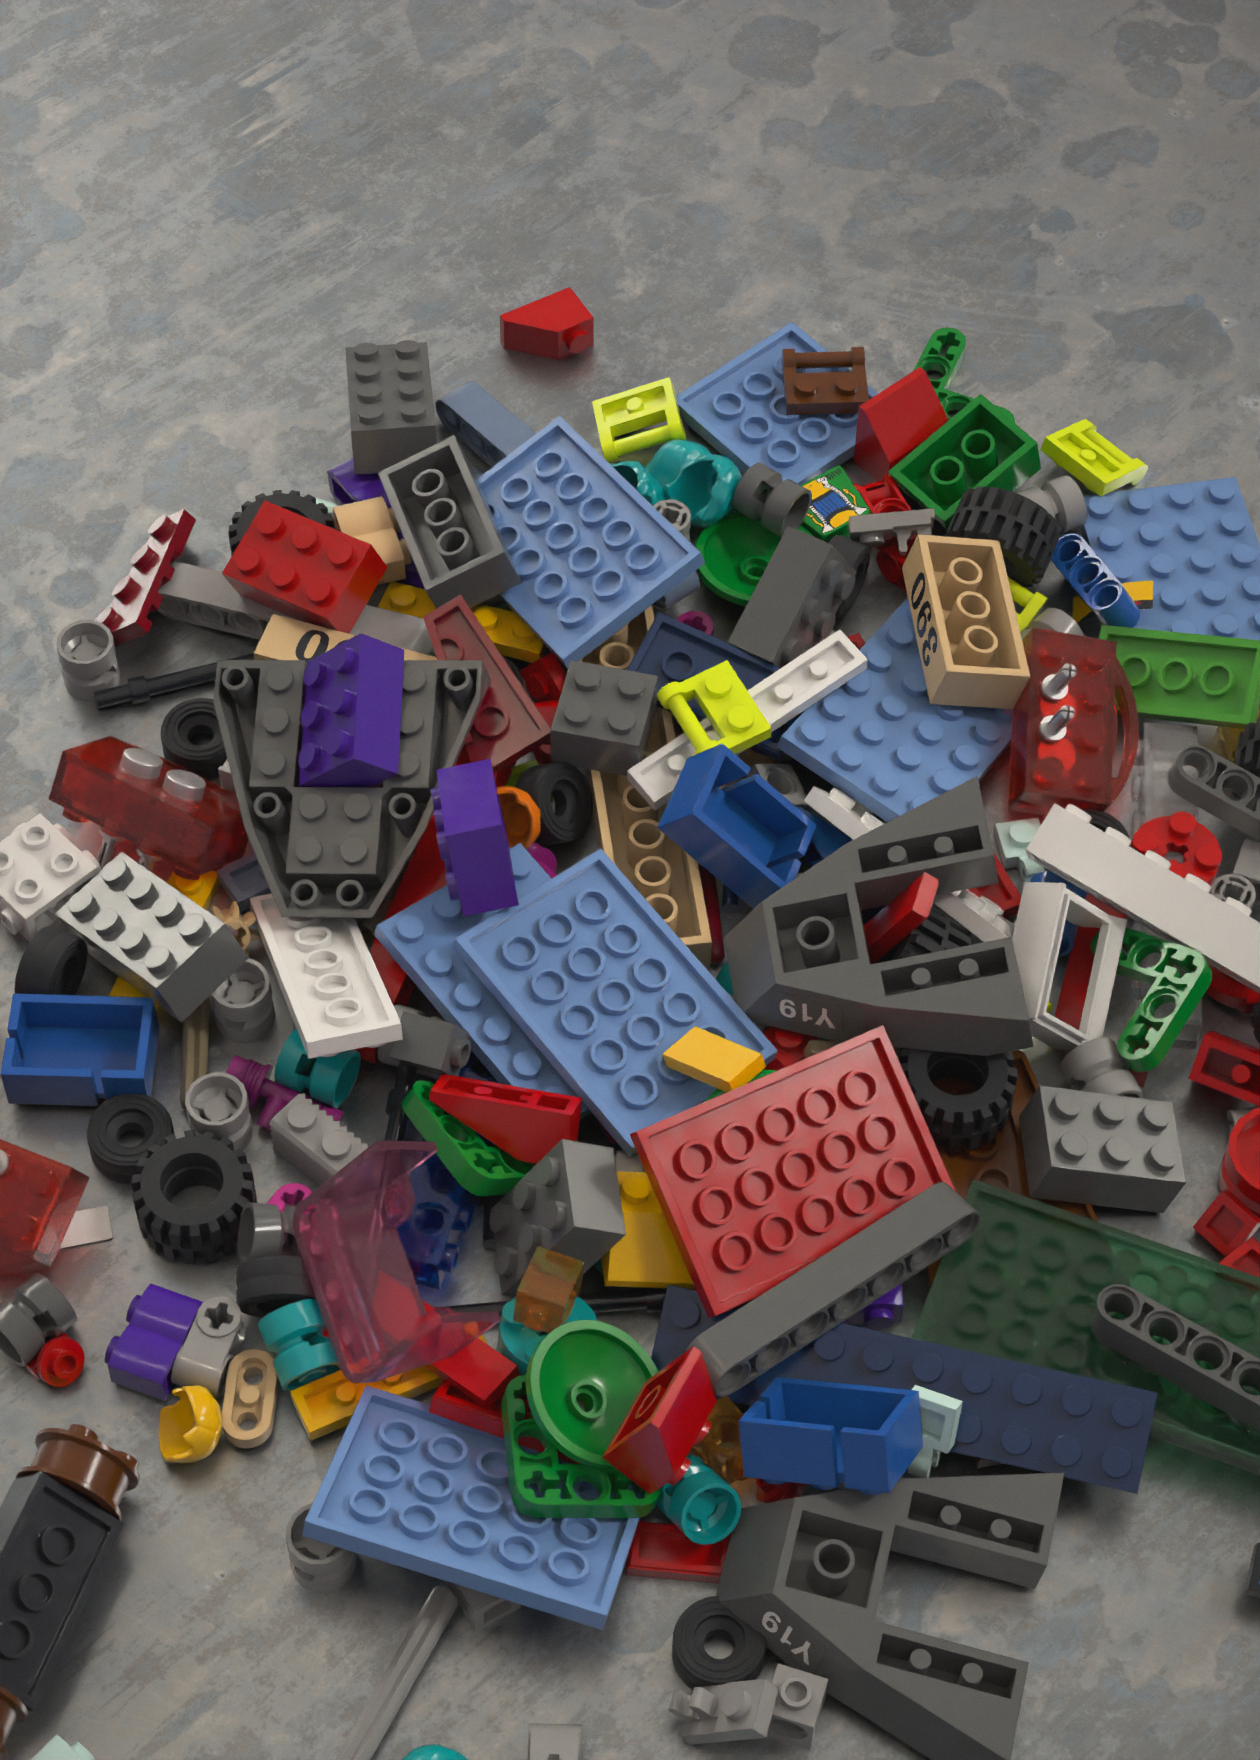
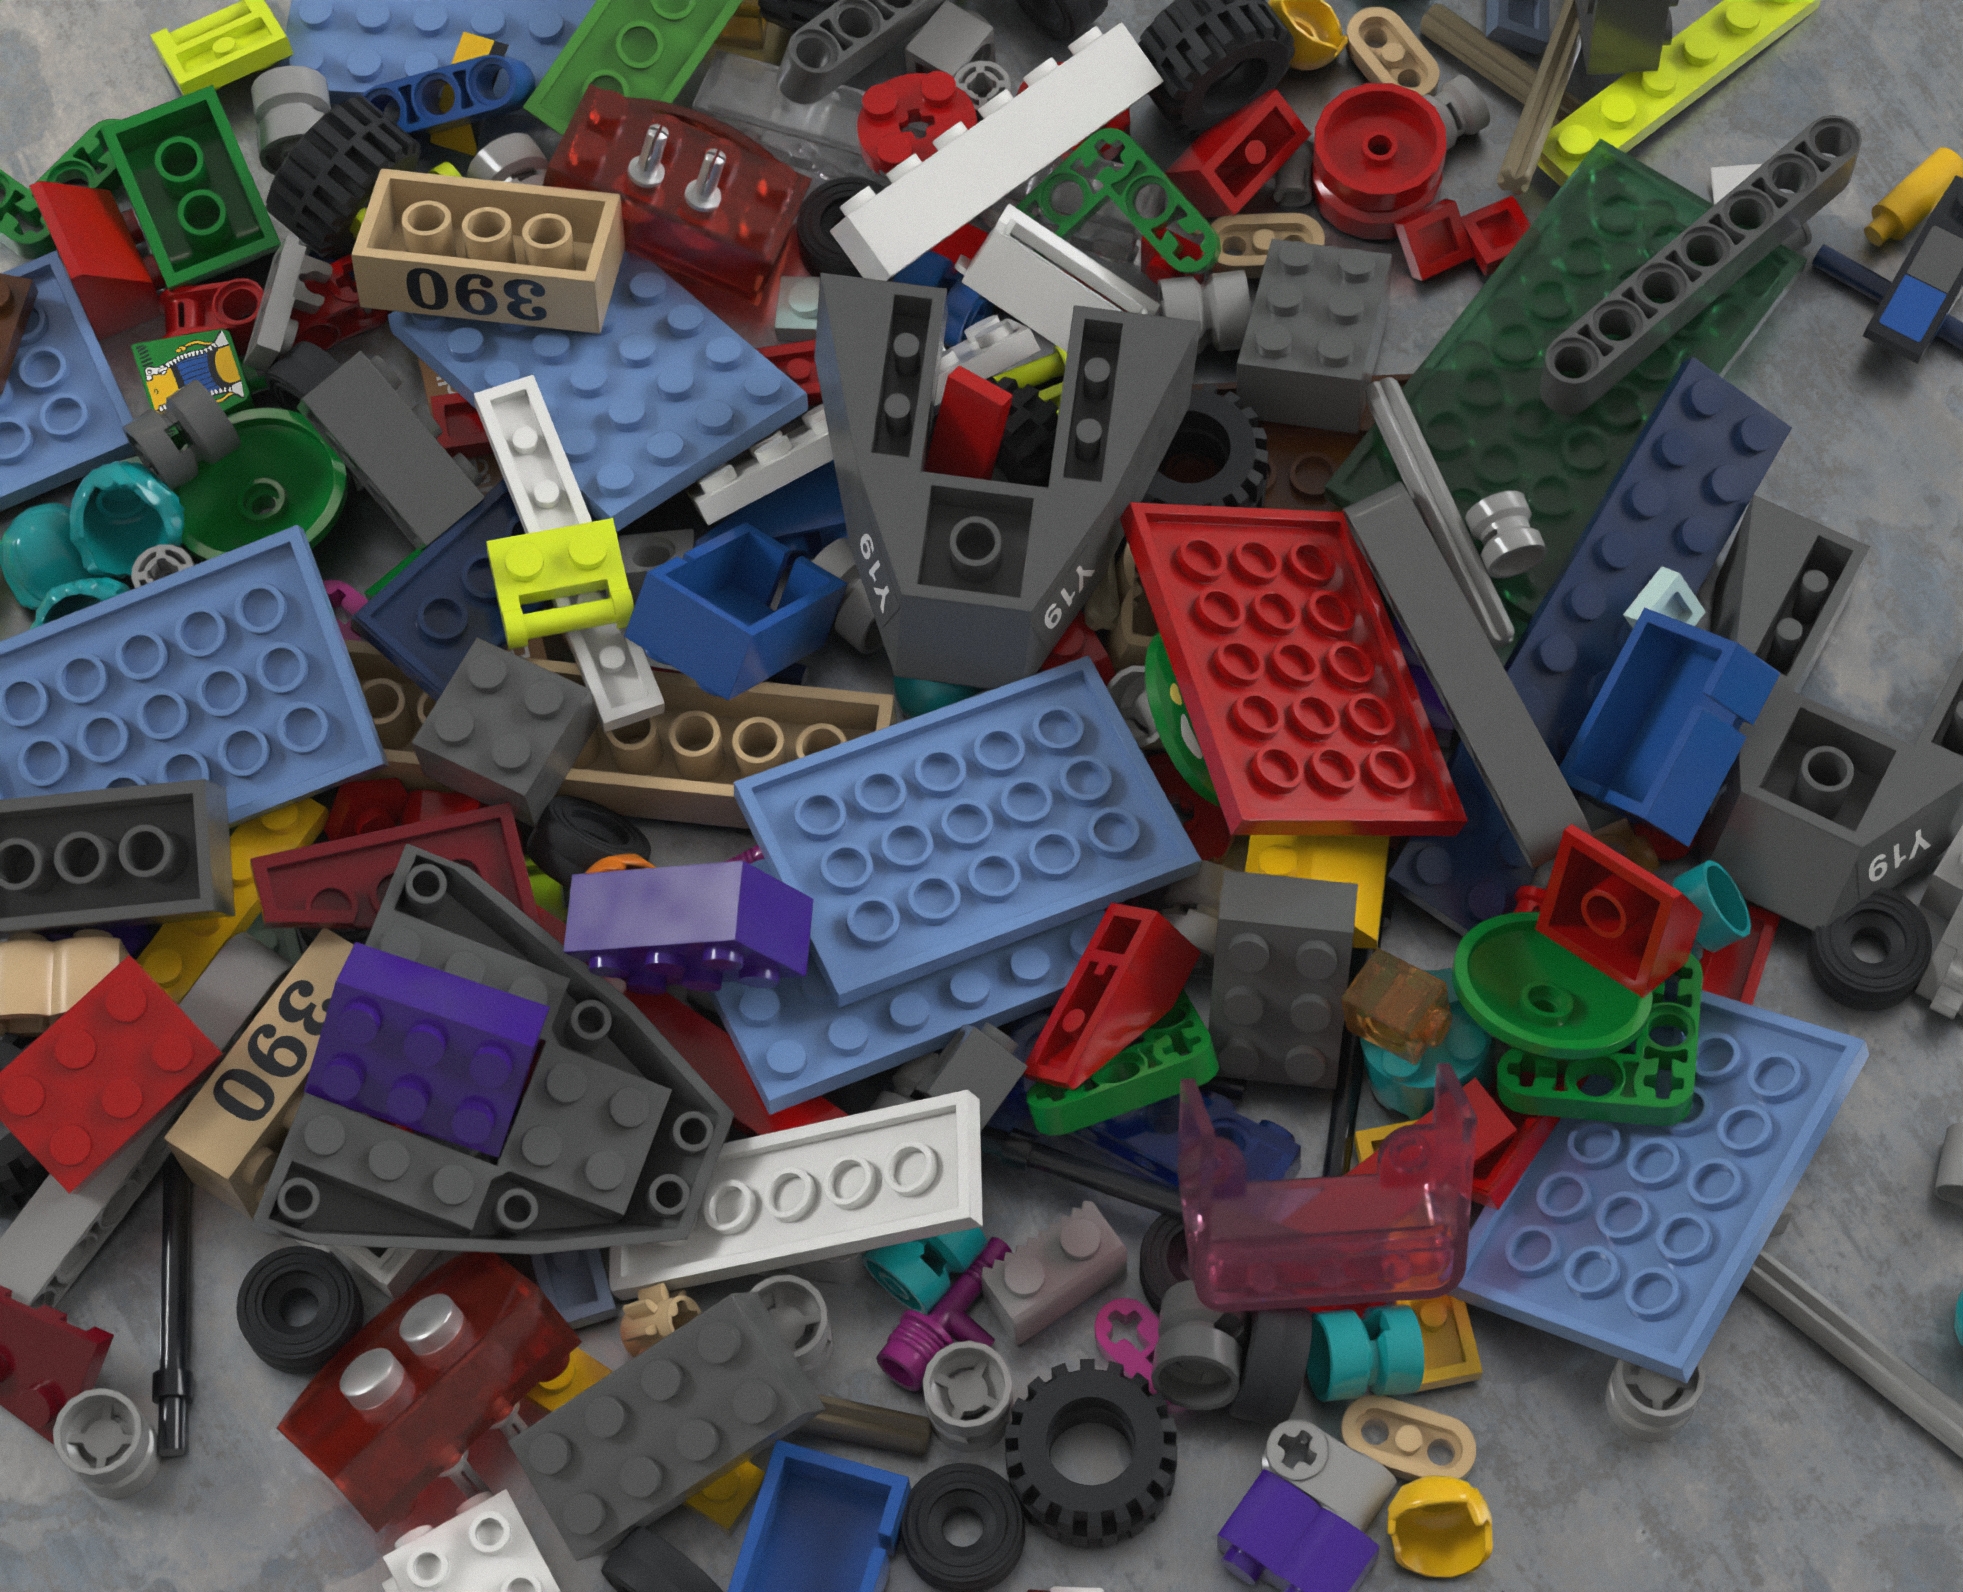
camera: 70 degrees left, 10 degrees up
(714, 1060) = (1115, 720): yellow tile -> none
(964, 1296) = (1506, 534): none -> light grey wheel
(969, 1254) = (1437, 507): none -> light grey axle
(1189, 1110) = (1253, 237): none -> tan plate

